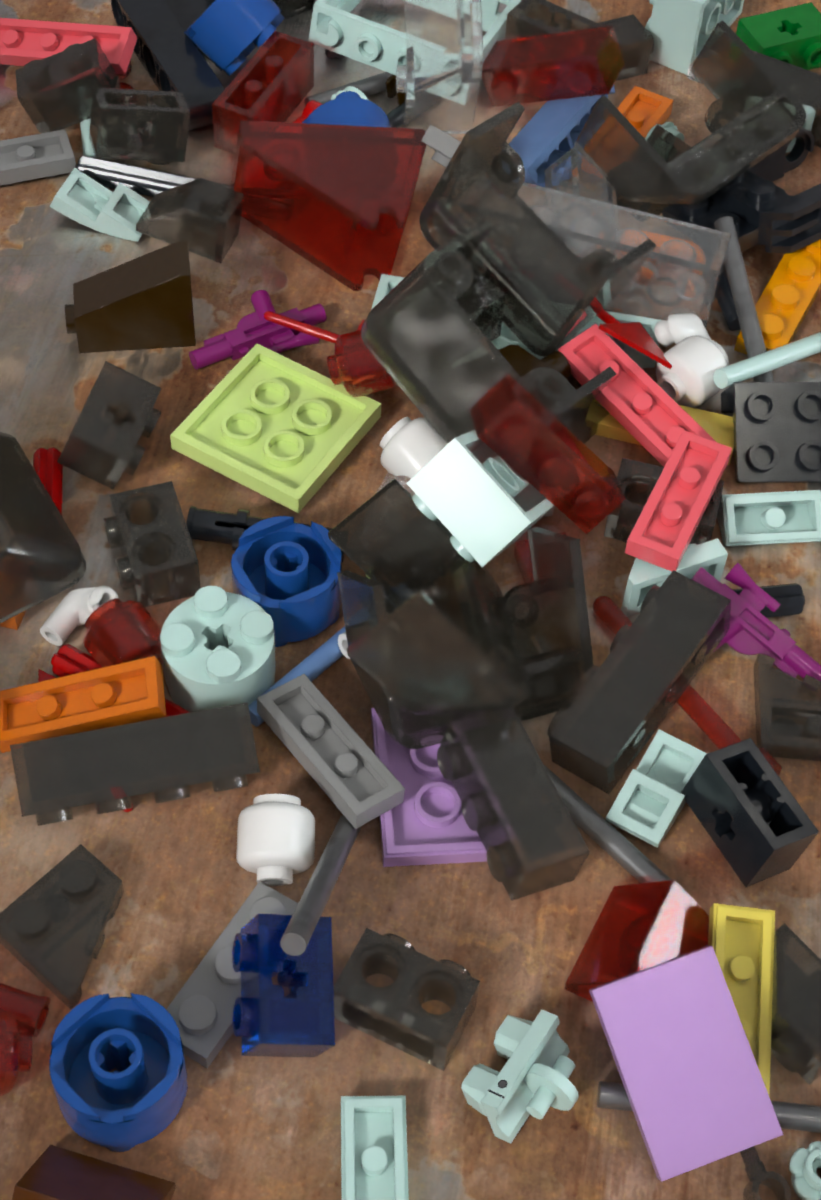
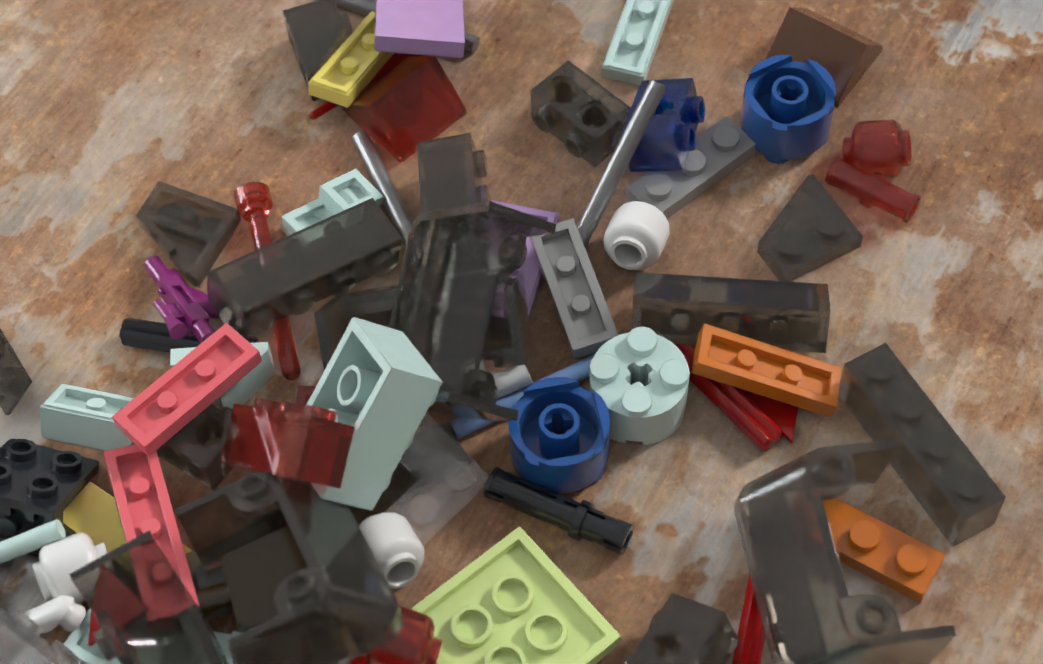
camera: 155 degrees left, 5 degrees up
(74, 612) = (729, 481): white arm -> none
(122, 633) = (715, 428): clear red head -> none
(154, 544) = (662, 518): clear smoke brick -> none
(529, 1080) = (507, 64): light aqua hips -> none
(748, 812) = (283, 155): black brick -> none

